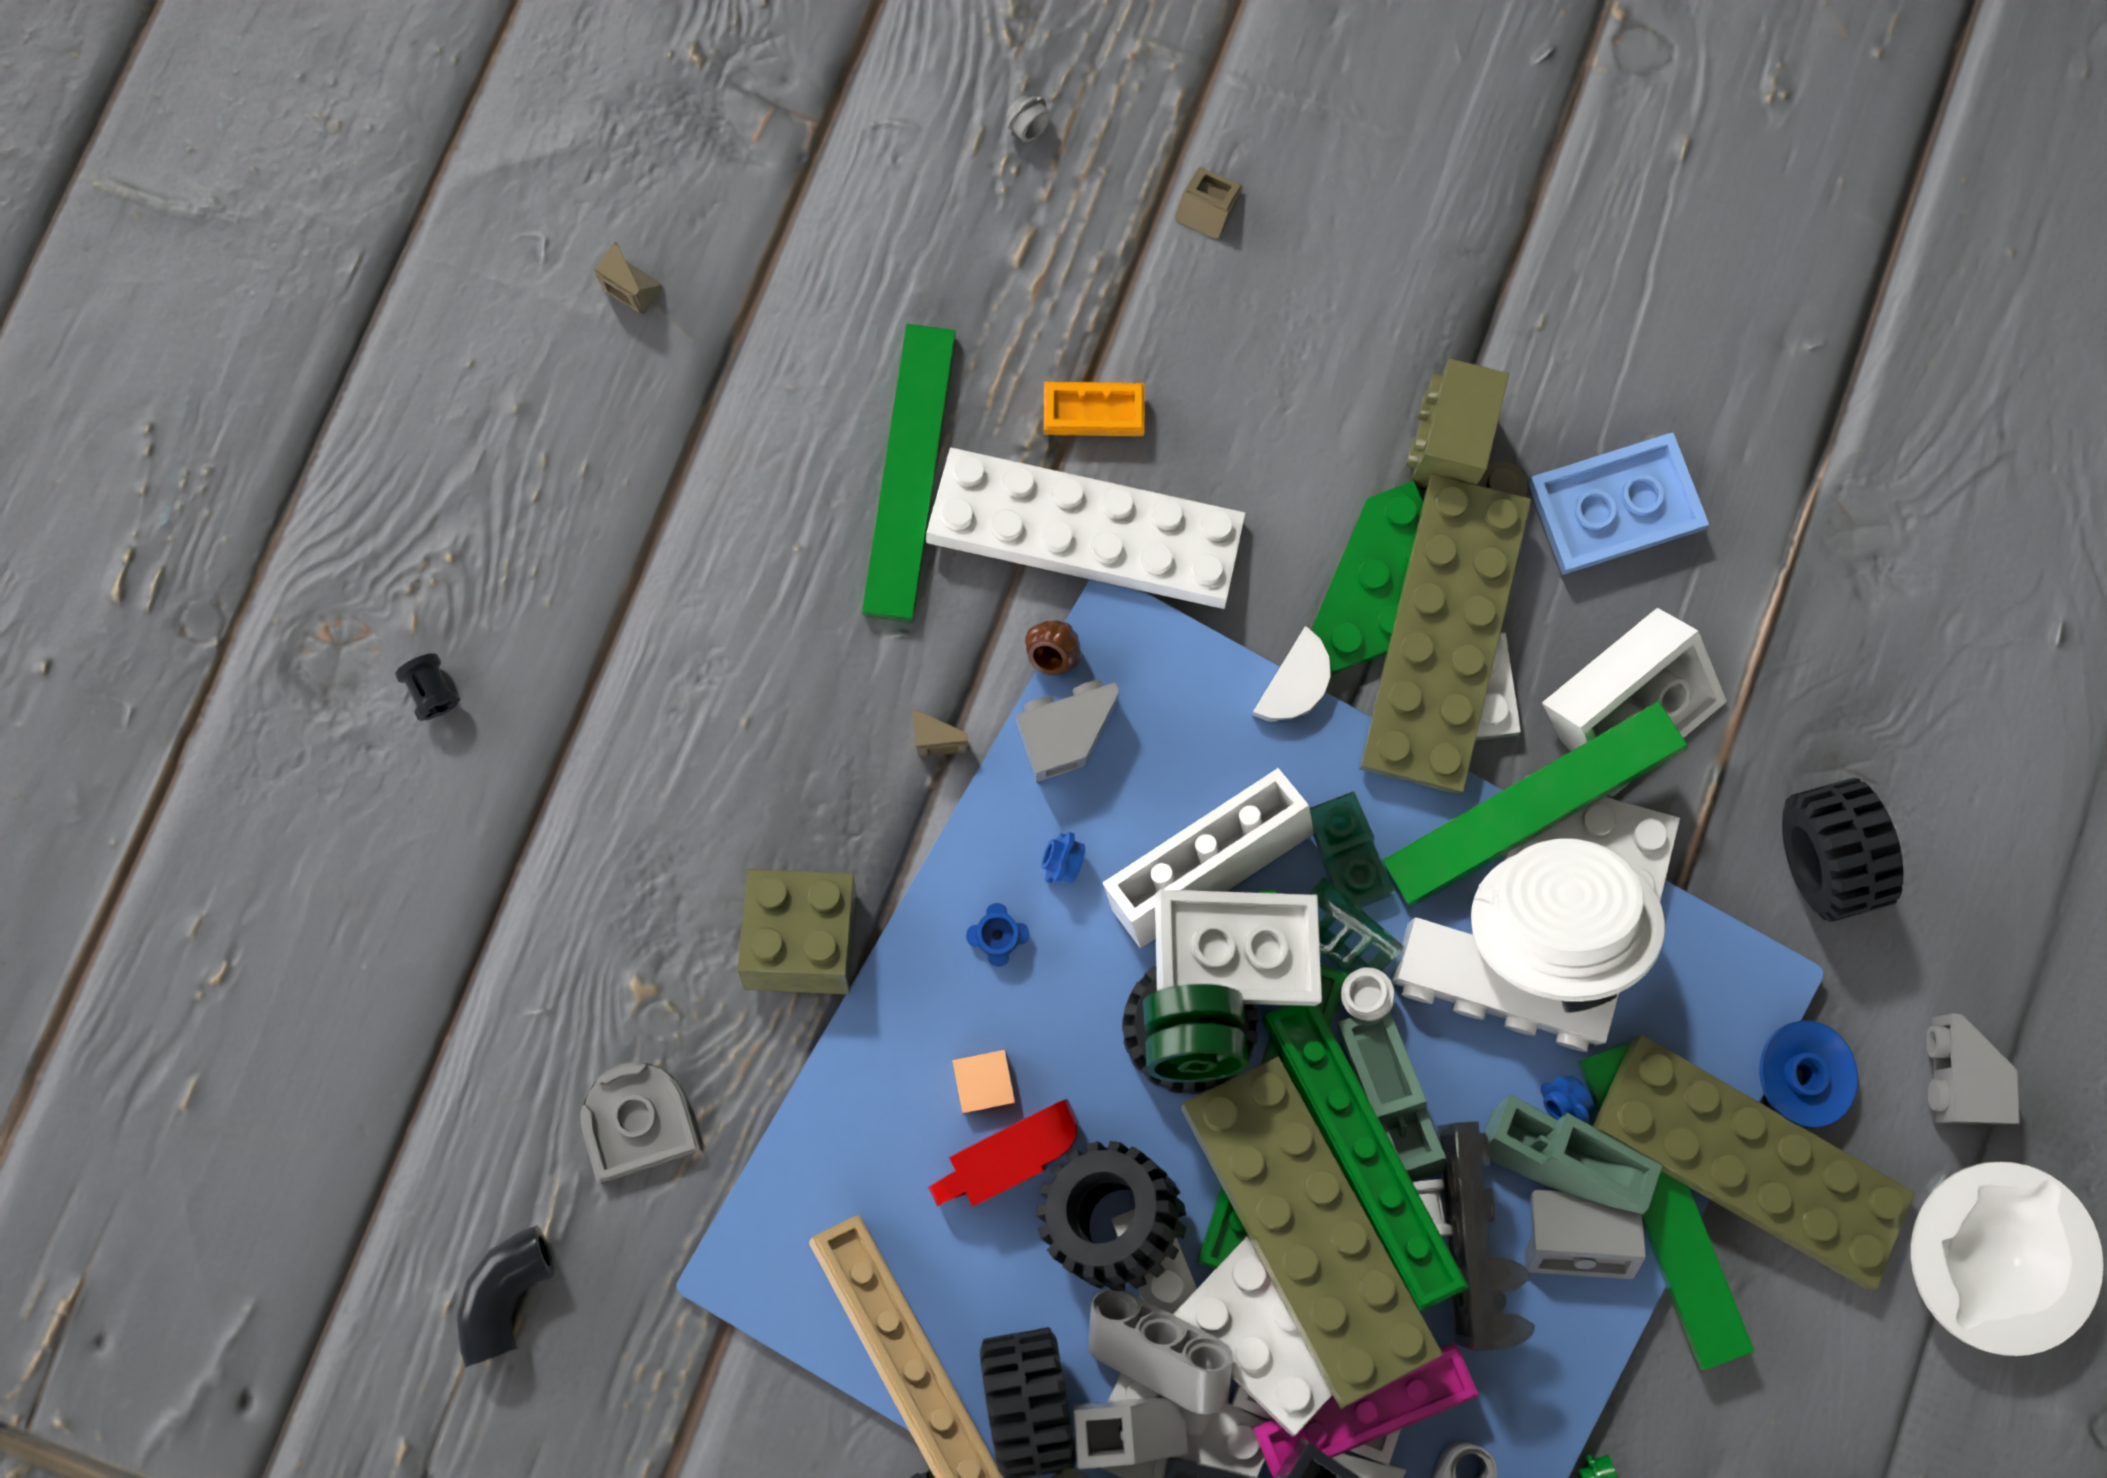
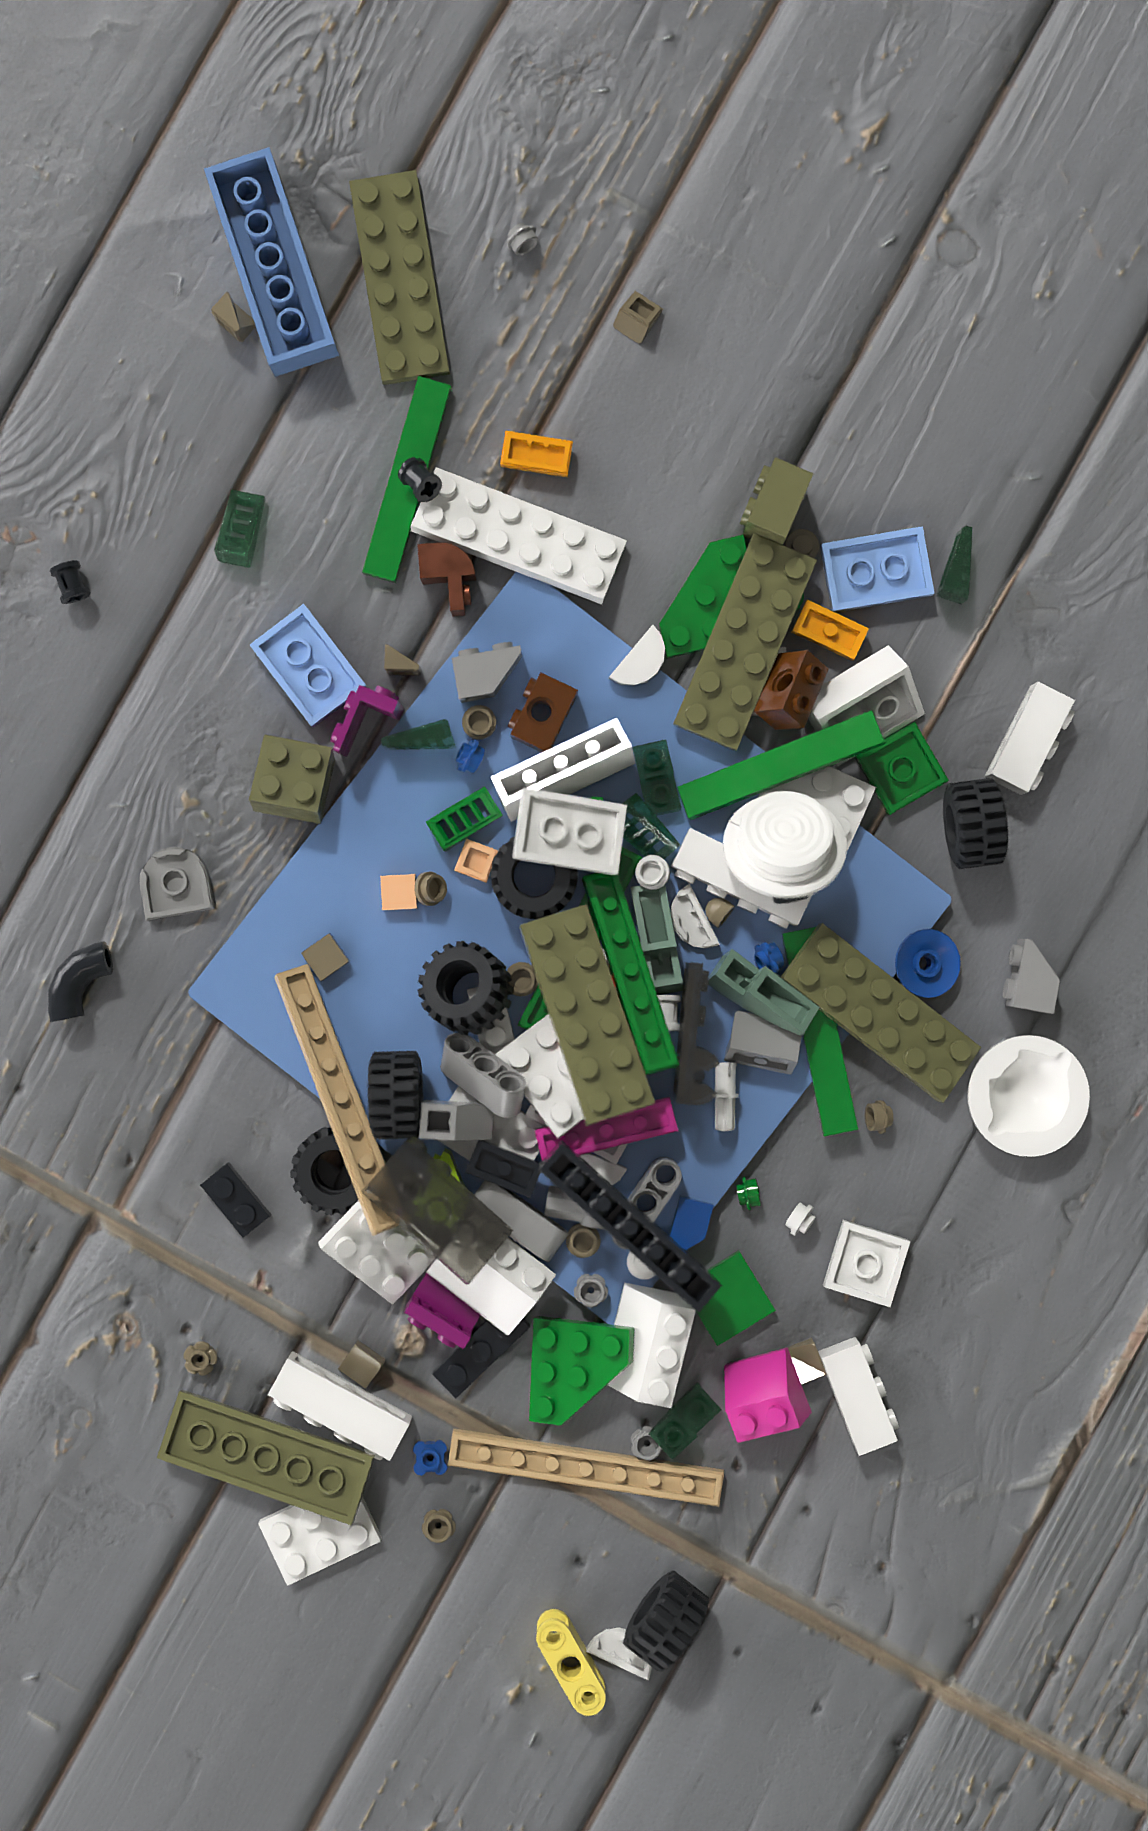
camera: 10 degrees right, 10 degrees up
(672, 606) = (235, 549): none -> clear green slope
(675, 195) = (271, 262): none -> medium blue brick
(799, 759) = (307, 665): none -> light blue plate
(860, 195) = (399, 277): none -> olive plate
(884, 1199) = (325, 957): none -> dark tan tile
(915, 795) = (357, 703): none -> magenta bracket
(937, 469) = (424, 484): none -> black bush
(982, 934) = (430, 799): blue plate -> none
(985, 583) = (447, 565): none -> copper brick
(996, 838) = (429, 736): none -> clear green slope
(1009, 1156) = (407, 941): red piece -> none
(1032, 1068) = (430, 888): none -> dark tan plate
(1036, 985) = (438, 832): none -> green slope
(1053, 647) = (483, 615): reddish brown piece -> none
(1068, 806) = (479, 722): none -> dark tan plate
(1095, 1016) = (476, 860): none -> light nougat tile
(1181, 752) = (546, 691): none -> reddish brown brick
(1195, 1033) = (532, 882): dark green wheel -> none
(1197, 1187) = (523, 978): none -> dark tan plate
(1438, 1061) = (690, 920): none -> white tile
(1476, 1039) = (718, 911): none -> dark tan hinge
(1529, 691) = (791, 690): none -> reddish brown brick
(1542, 1345) = (725, 1096): none -> white axle
(1565, 599) = (830, 630): none -> light orange plate
(1710, 787) = (902, 769): none -> green tile
(1735, 491) = (956, 575): none -> clear green slope
(1779, 1326) = (878, 1116): none -> dark tan plate
(1893, 713) = (1031, 739): none -> white brick

